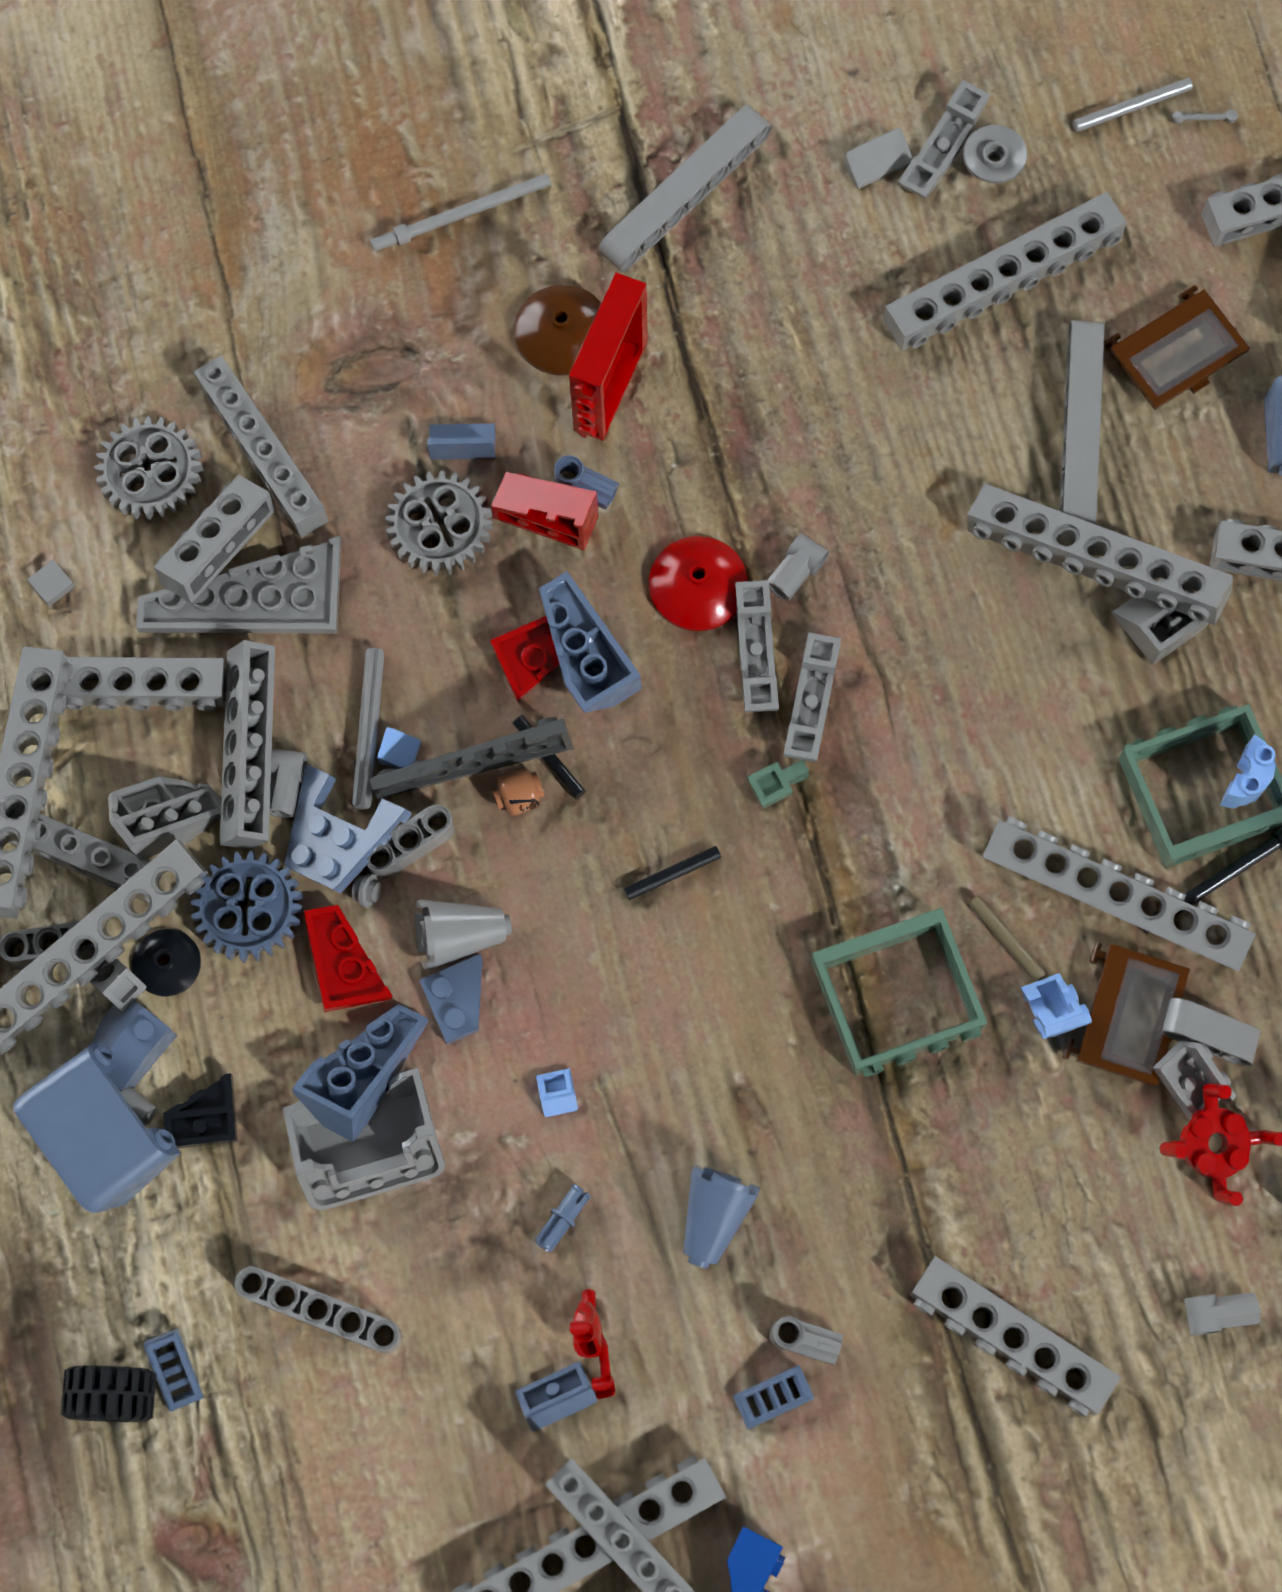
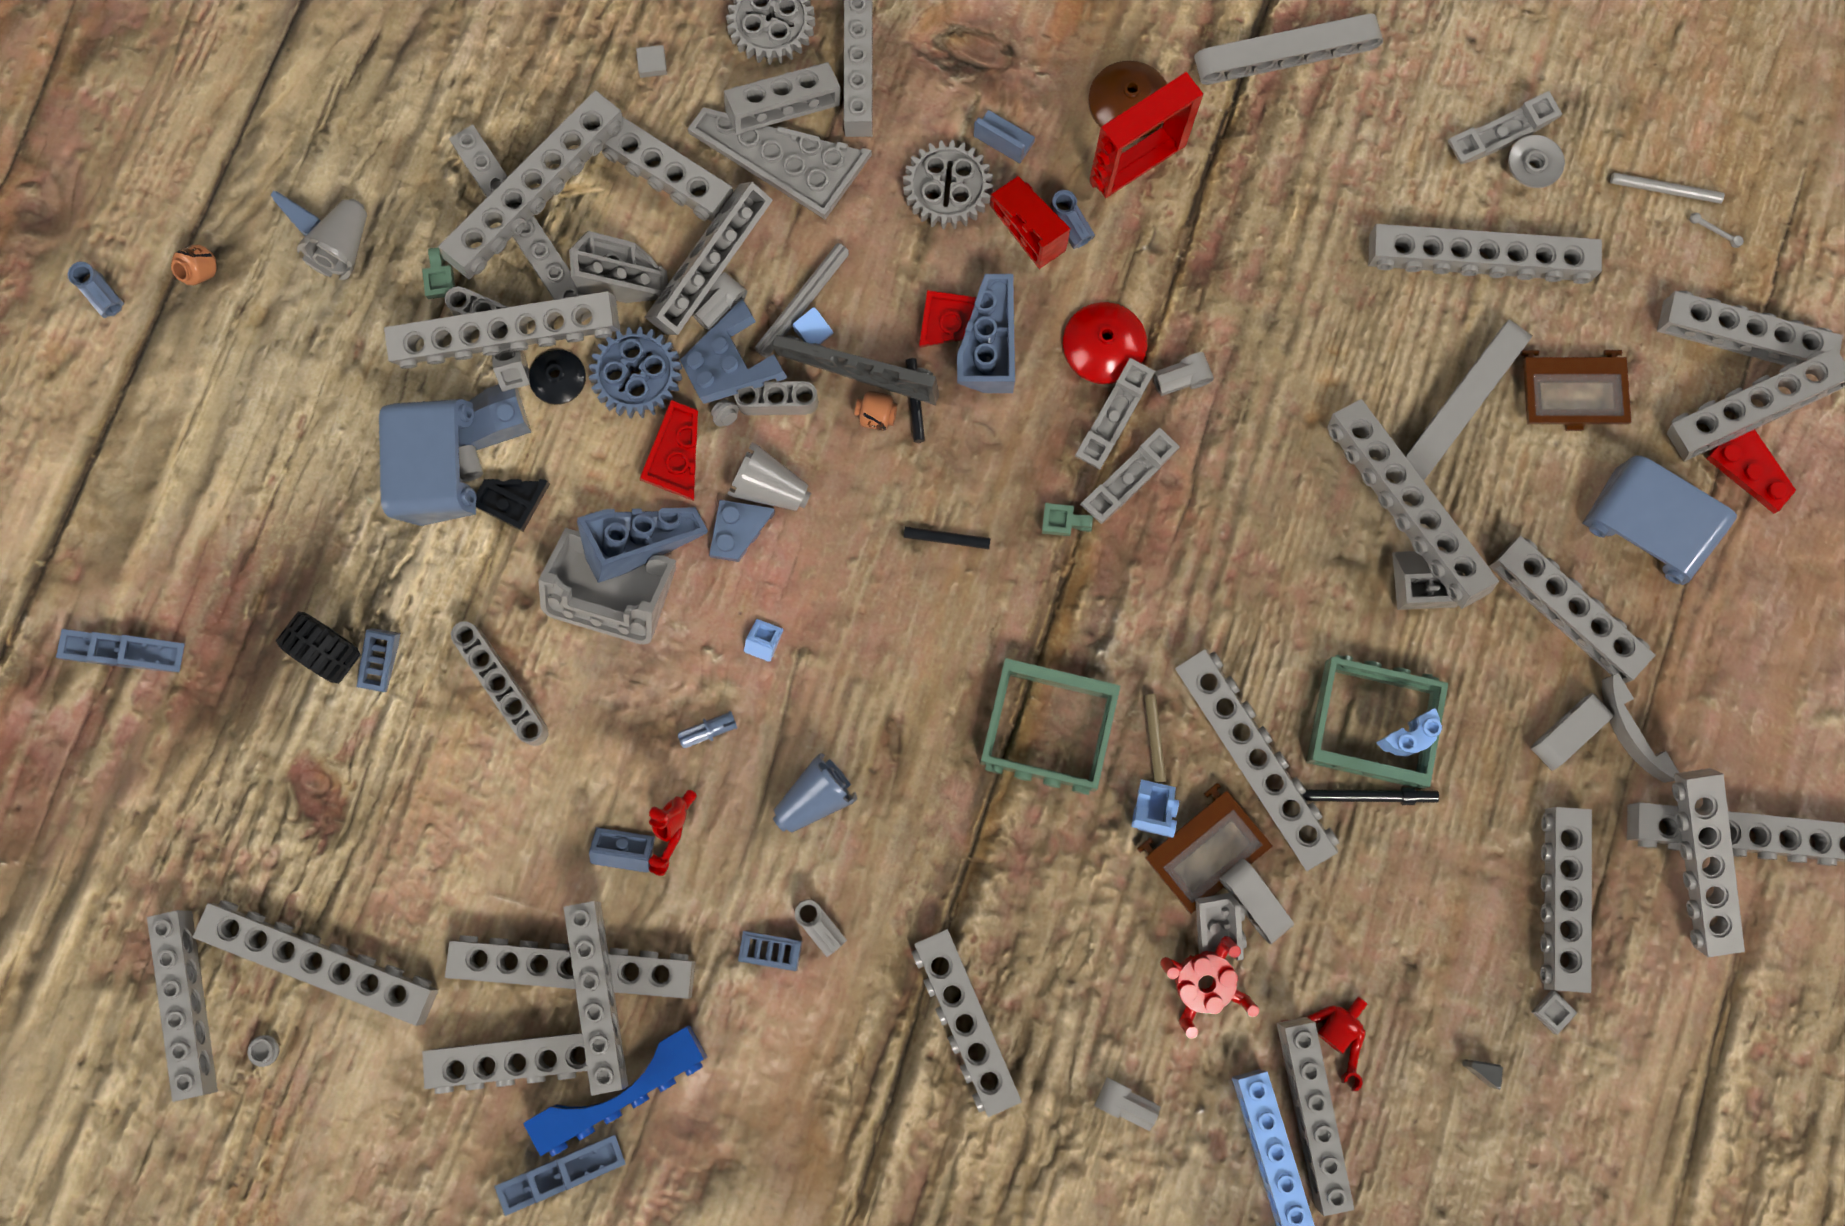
camera: 30 degrees right, 5 degrees up
(877, 158) = (1445, 112): light grey slope -> none

